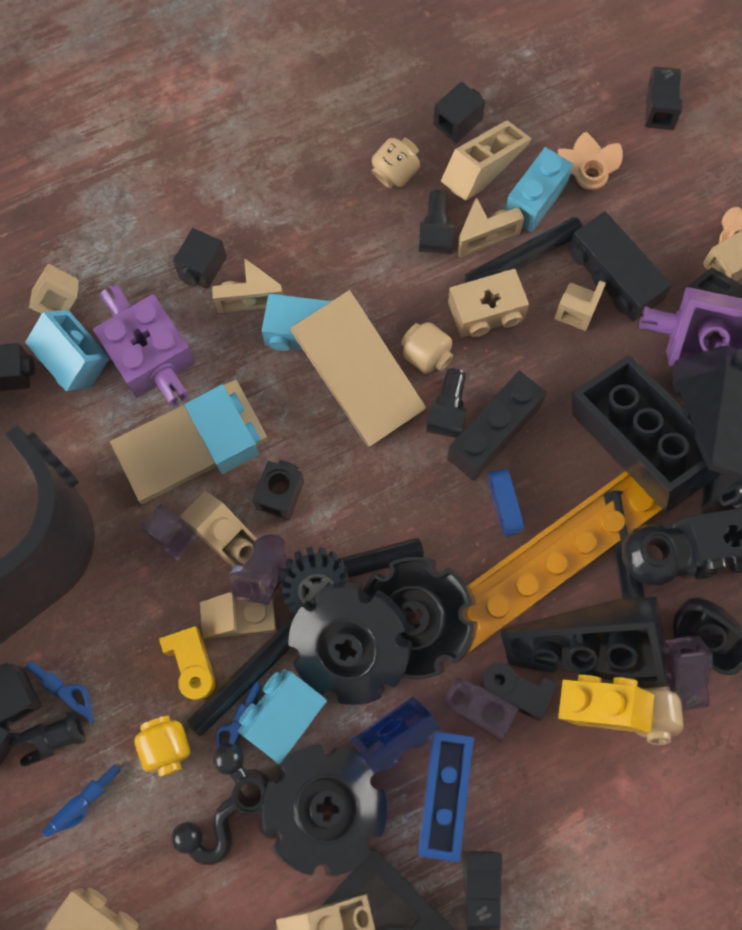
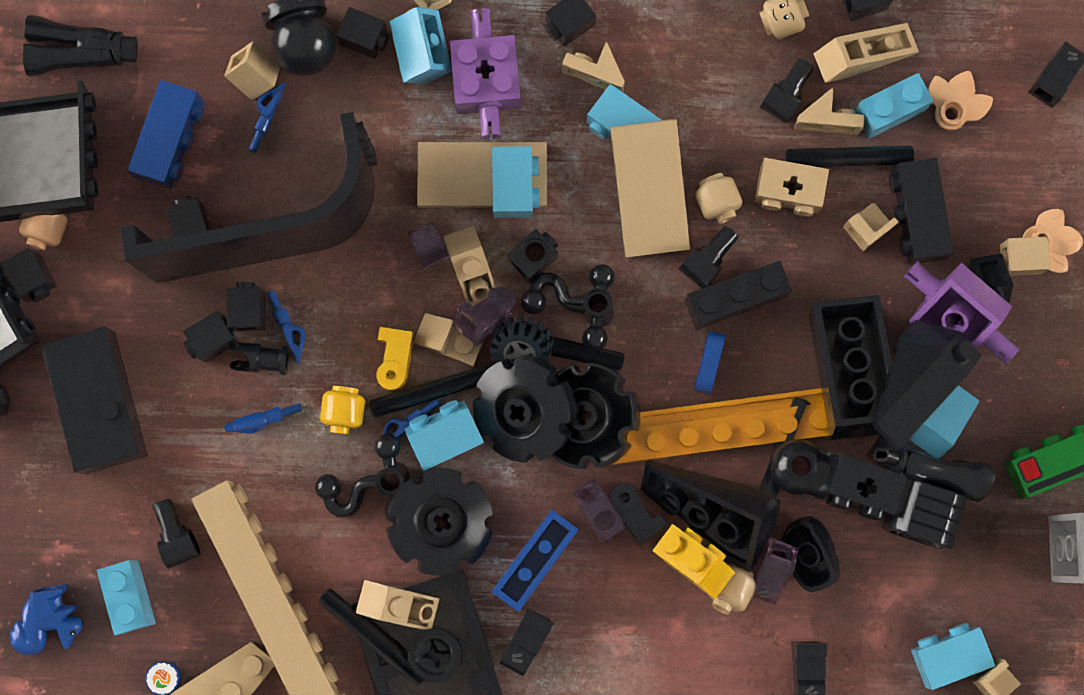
camera: 30 degrees right, 10 degrees up
(356, 477) = (601, 278): none -> black piece
(394, 734) = (521, 494): clear blue plate -> none

